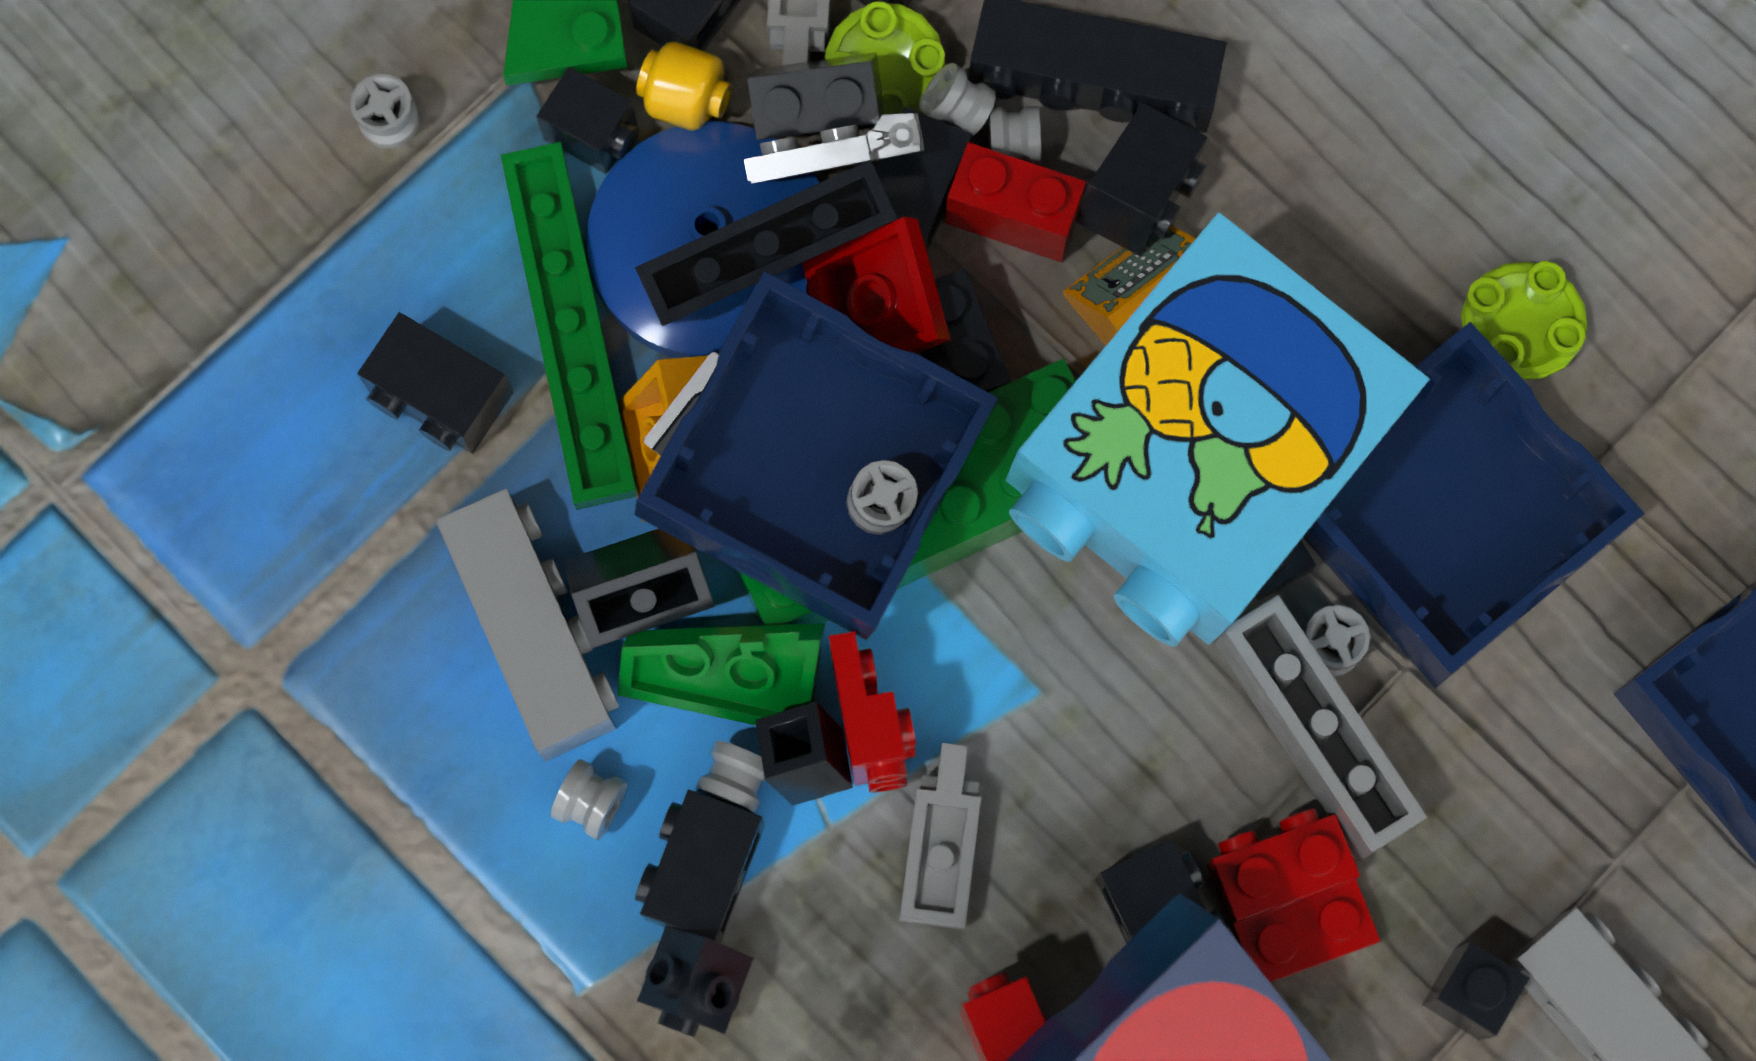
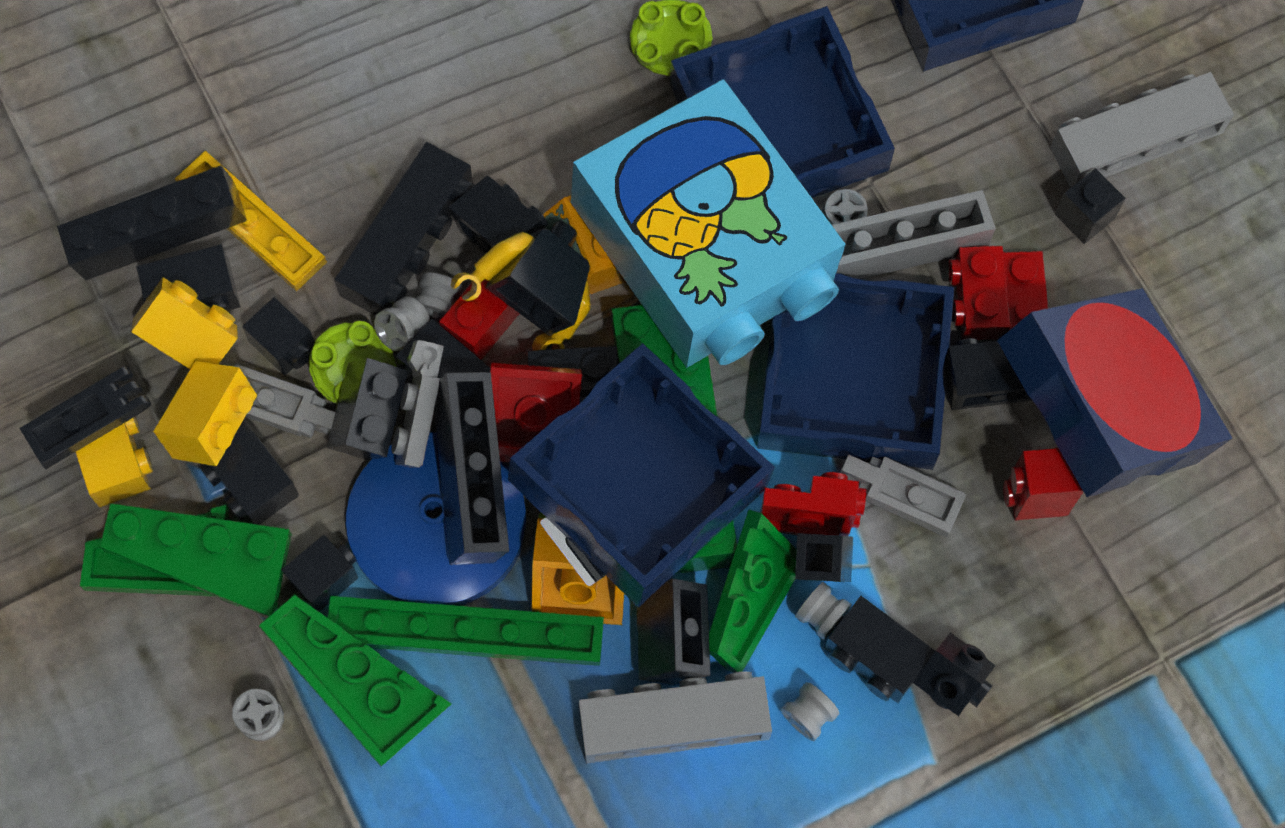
camera: 75 degrees left, 5 degrees down
(434, 384) = (480, 735): black brick -> none
(453, 214) = (361, 687): none -> green wing
(683, 86) = (320, 499): yellow head -> none
(892, 490) = (684, 431): light grey wheel -> none
(1064, 245) = (538, 279): none -> black torso
(1096, 731) = (861, 374): none -> dark blue tile

